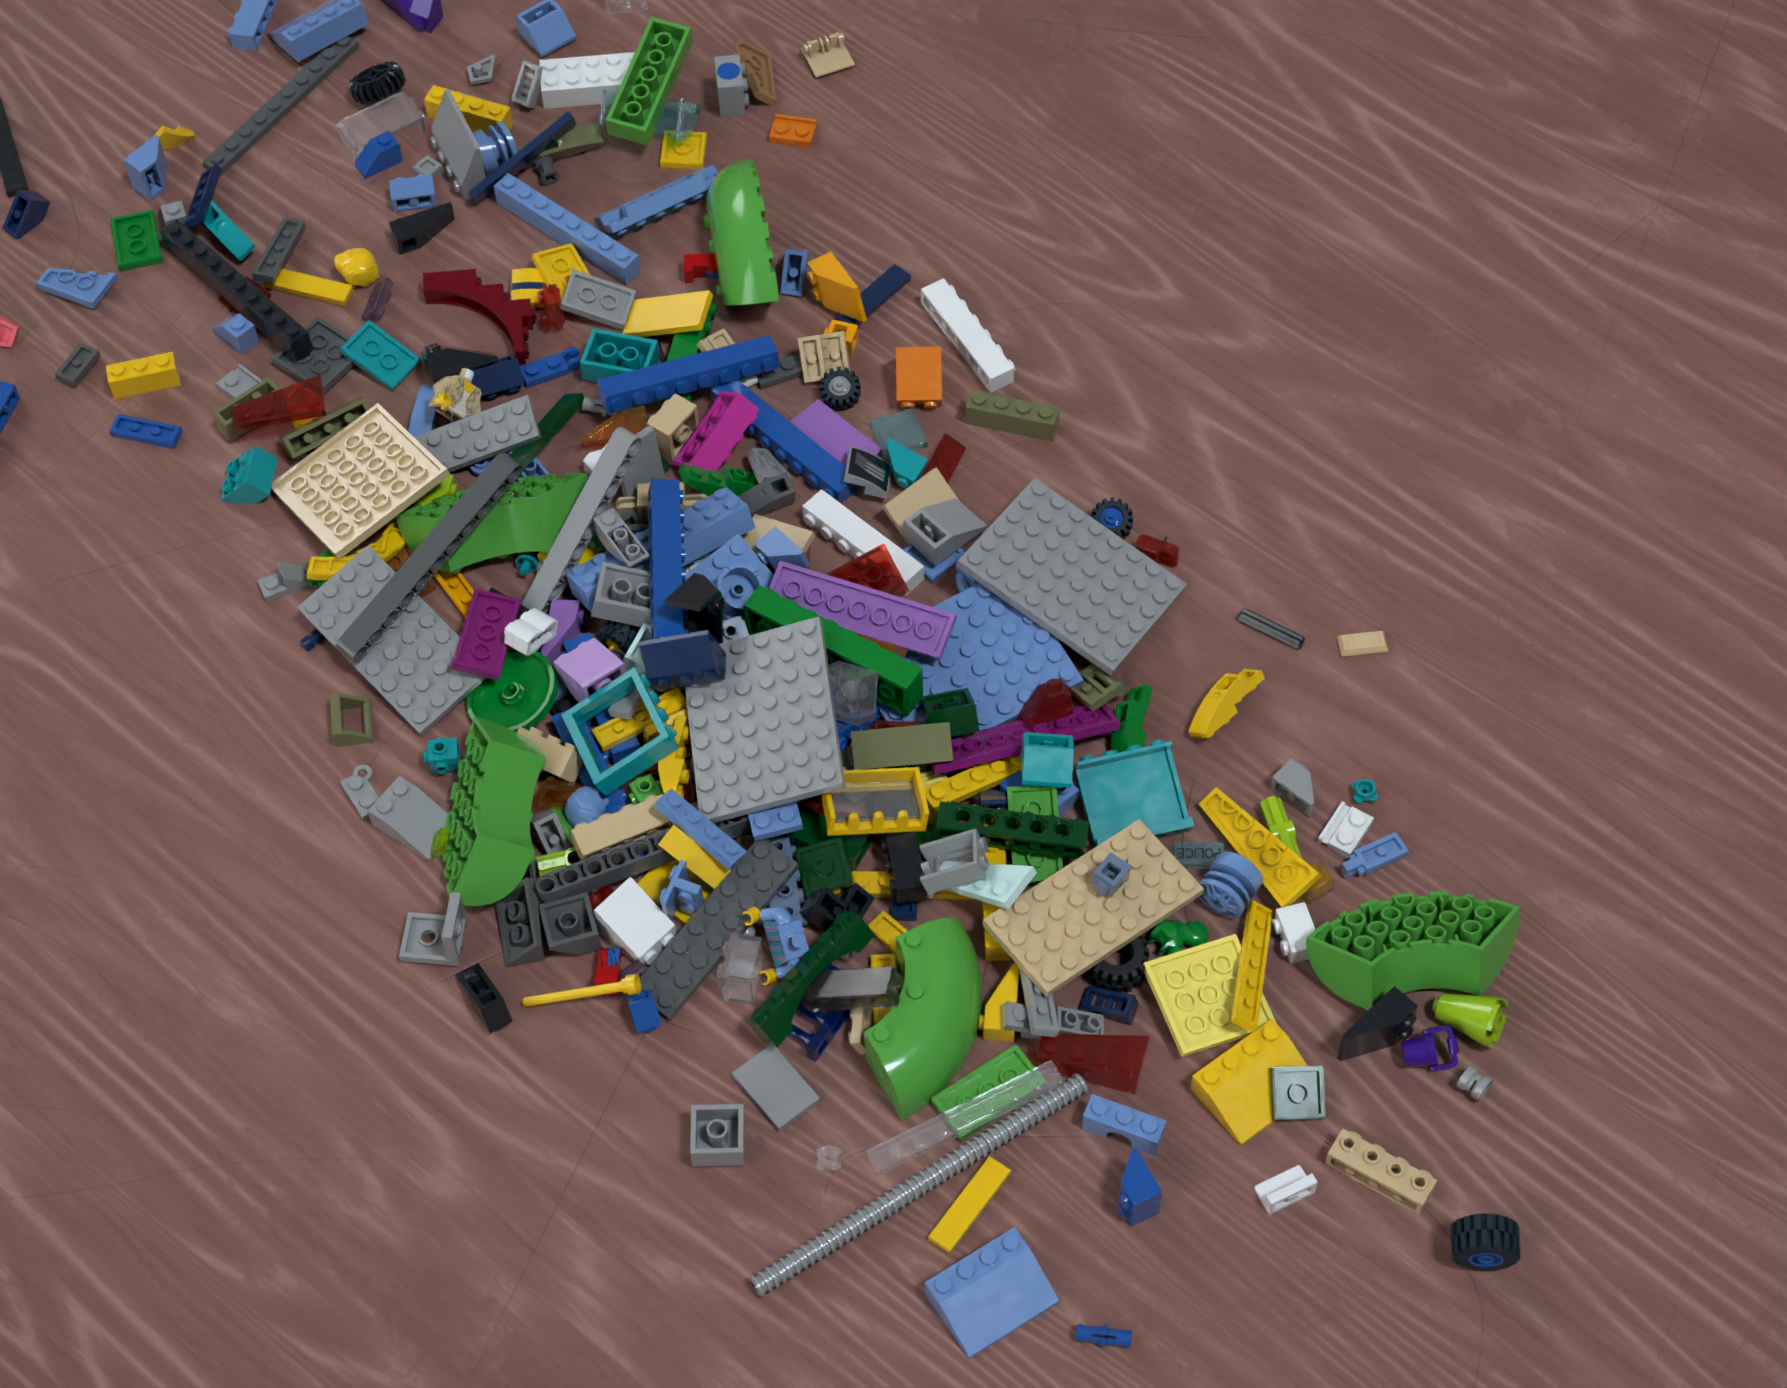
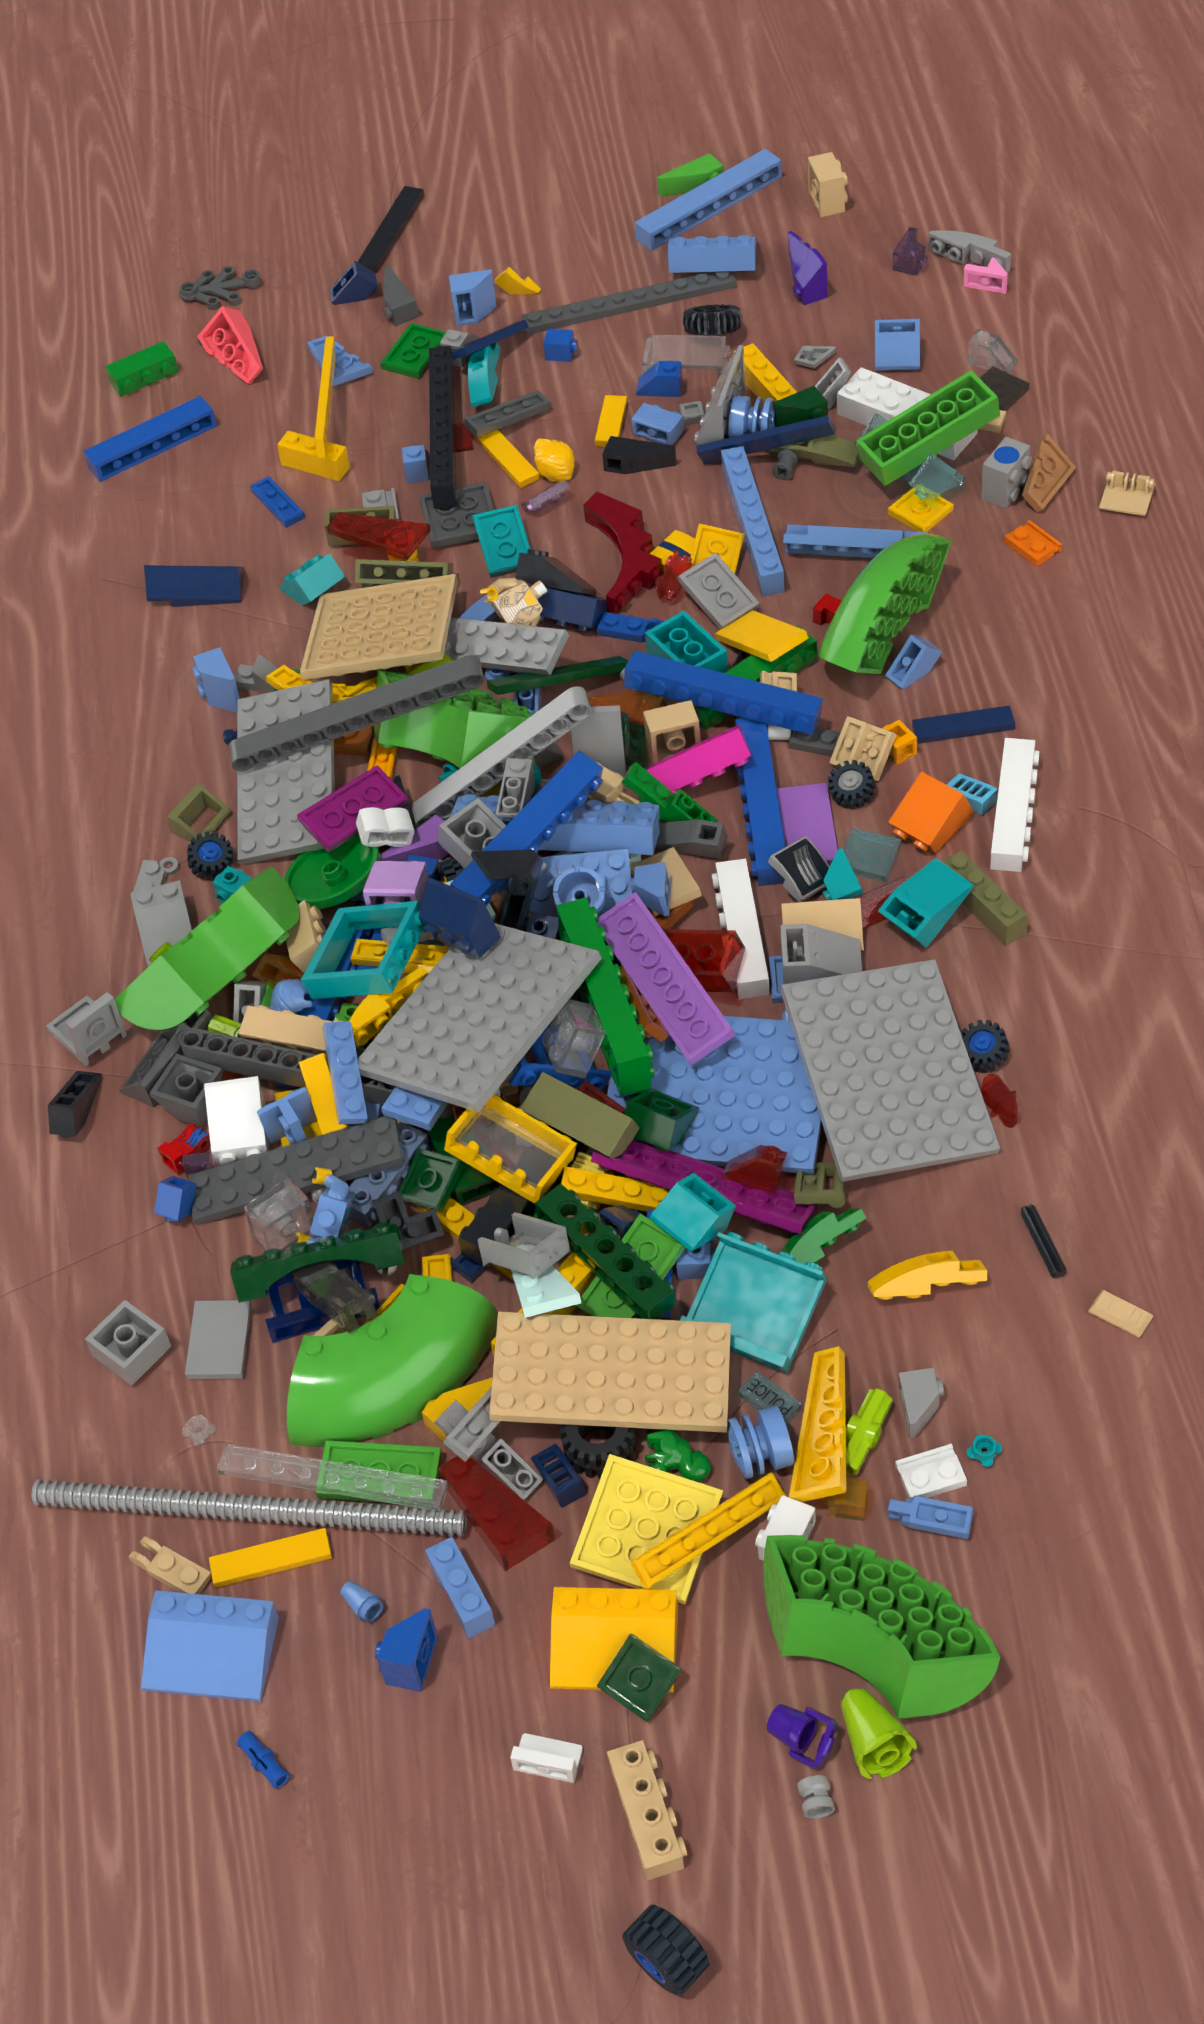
camera: 45 degrees right, 5 degrees down
(77, 364) = (277, 422): dark grey plate -> none
(80, 205) = (399, 302): none -> dark grey slope
(114, 319) = (325, 397): none -> yellow tile
(148, 538) = (194, 584): none -> dark blue slope
(261, 603) = (216, 680): none -> medium blue slope
(263, 170) = (560, 345): none -> blue brick
(367, 210) = (610, 419): none -> yellow tile
(395, 743) = (209, 855): none -> black wheel
(530, 119) = (800, 407): none -> dark green slope
(630, 985) = (179, 1167): yellow piece -> none
(642, 15) = (1005, 386): none -> clear smoke tile
(765, 464) = (725, 809): light grey wing -> none
(835, 287) = (926, 690): light orange slope -> none
(907, 1264) = (172, 1568): none -> tan hinge
(938, 338) = (979, 804): none -> medium azure slope
(981, 441) = (926, 901): none -> teal slope
(1064, 1184) = (363, 1602): none -> medium blue cone
(1110, 875) = (641, 1350): sand blue brick -> none
(1380, 1026) = (769, 1672): black slope -> none

